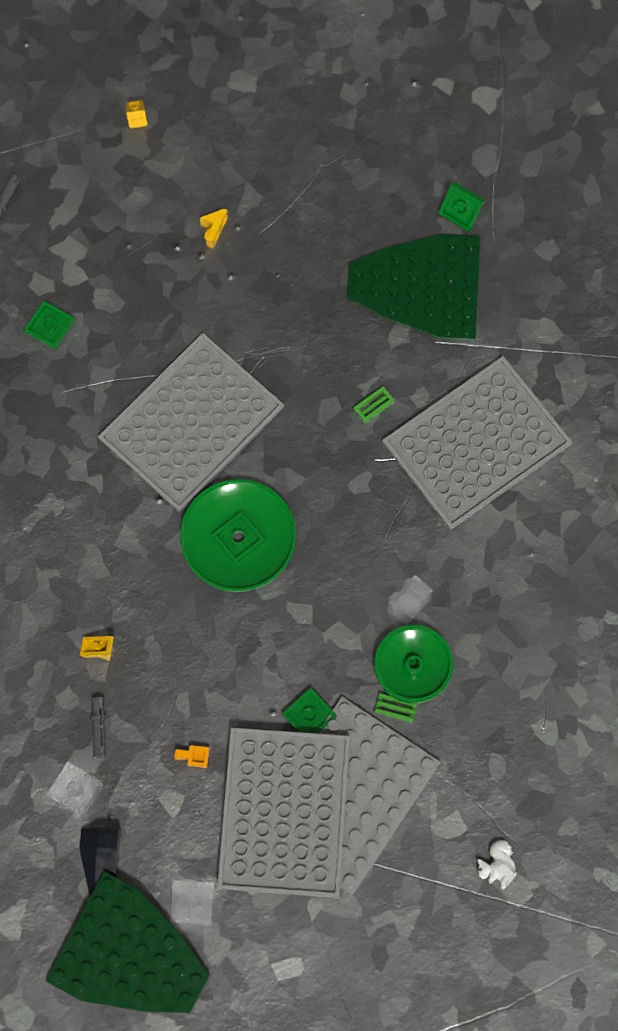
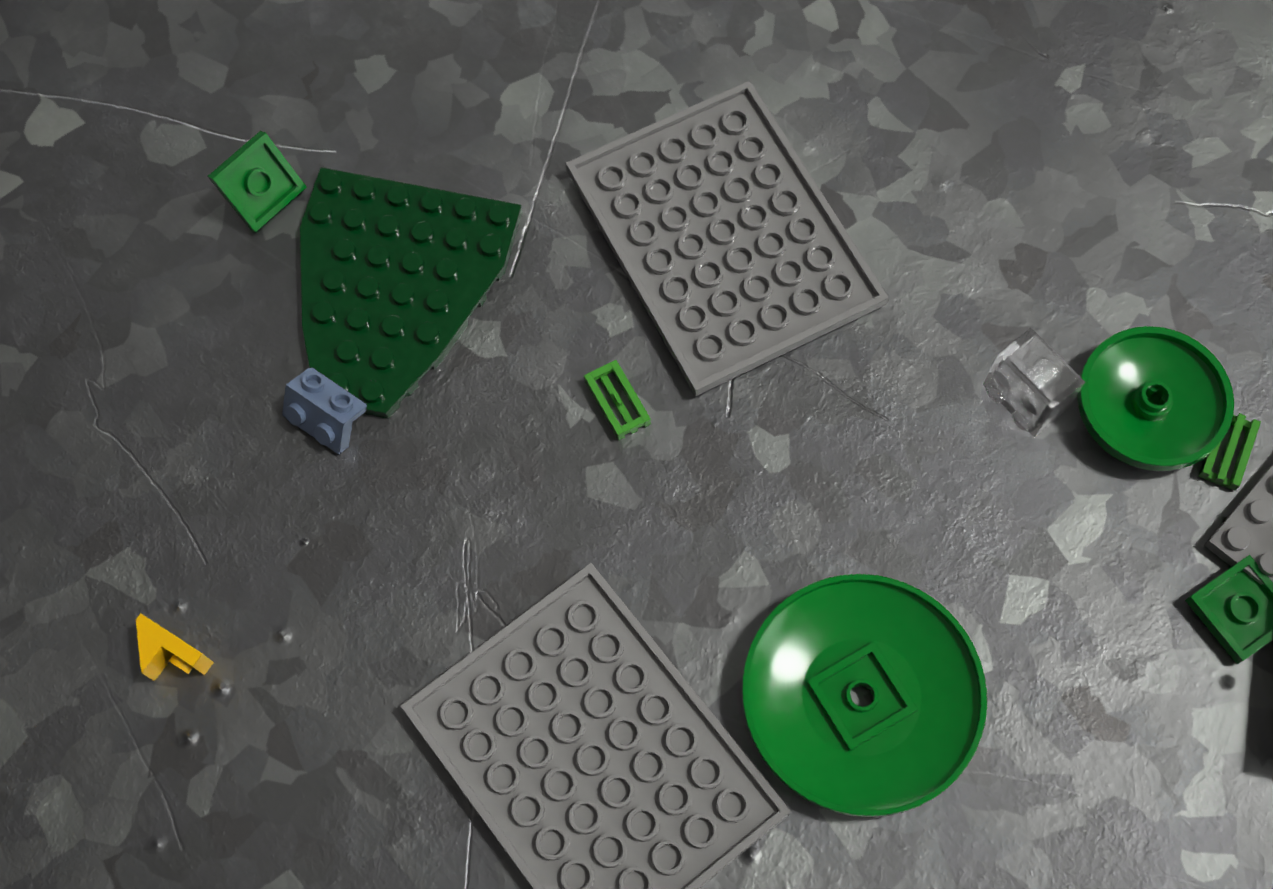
camera: 80 degrees left, 5 degrees down
(343, 266) = (322, 409): none -> sand blue bracket

